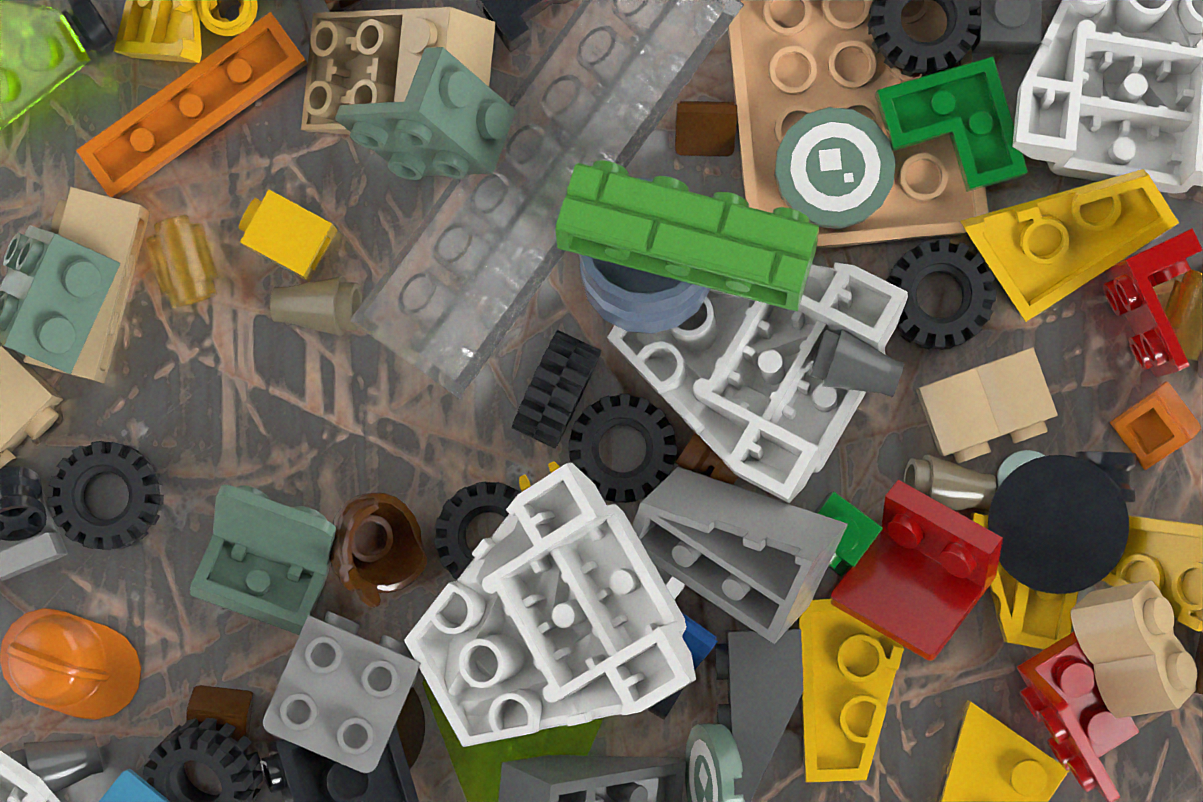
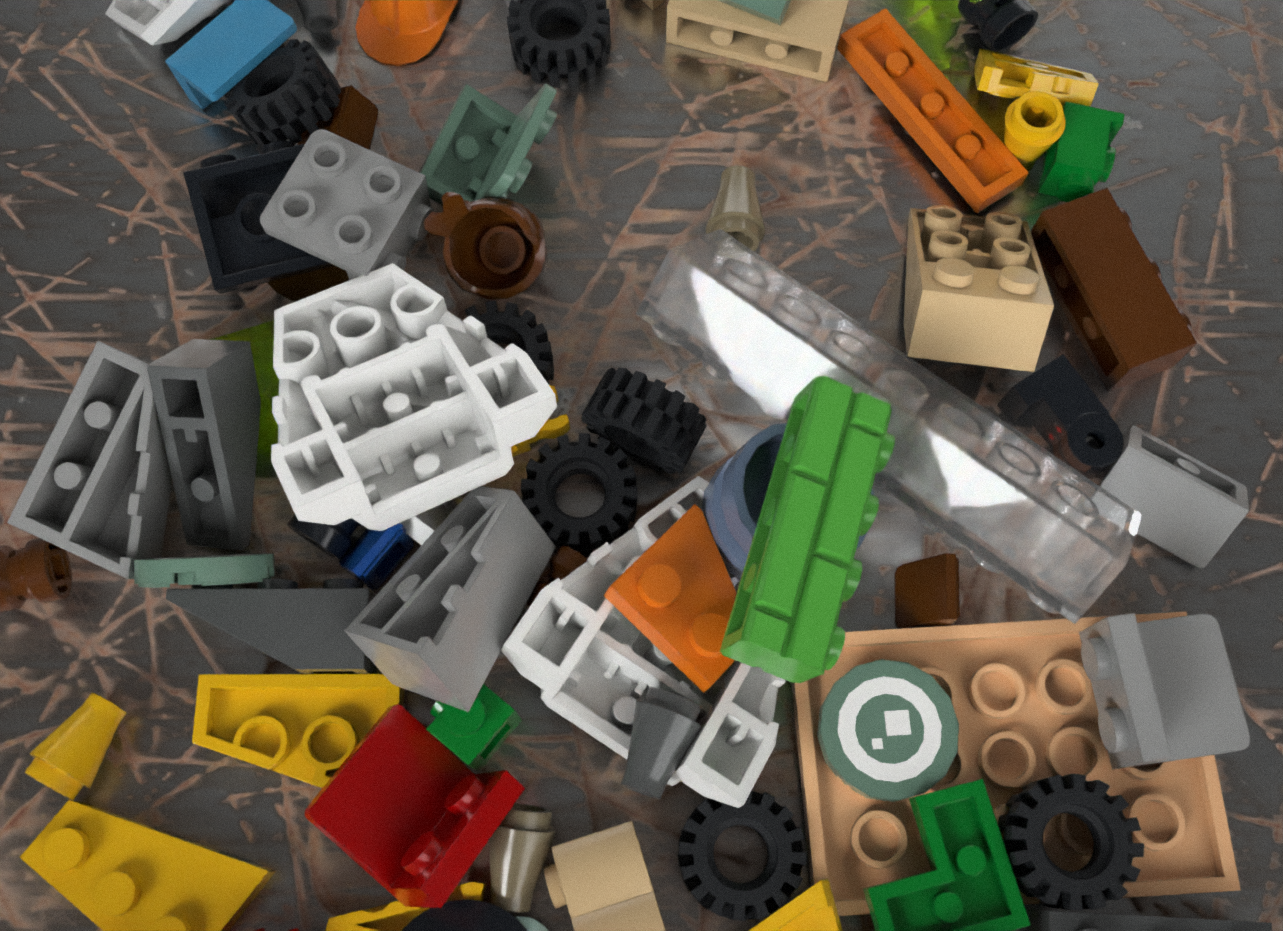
camera: 90 degrees right, 15 degrees down
(182, 261) = (780, 95): clear yellow brick -> none
(286, 234) = (805, 184): yellow brick -> none
(443, 128) = (931, 297): sand green bracket -> none
(731, 347) = (681, 598): none -> orange wing

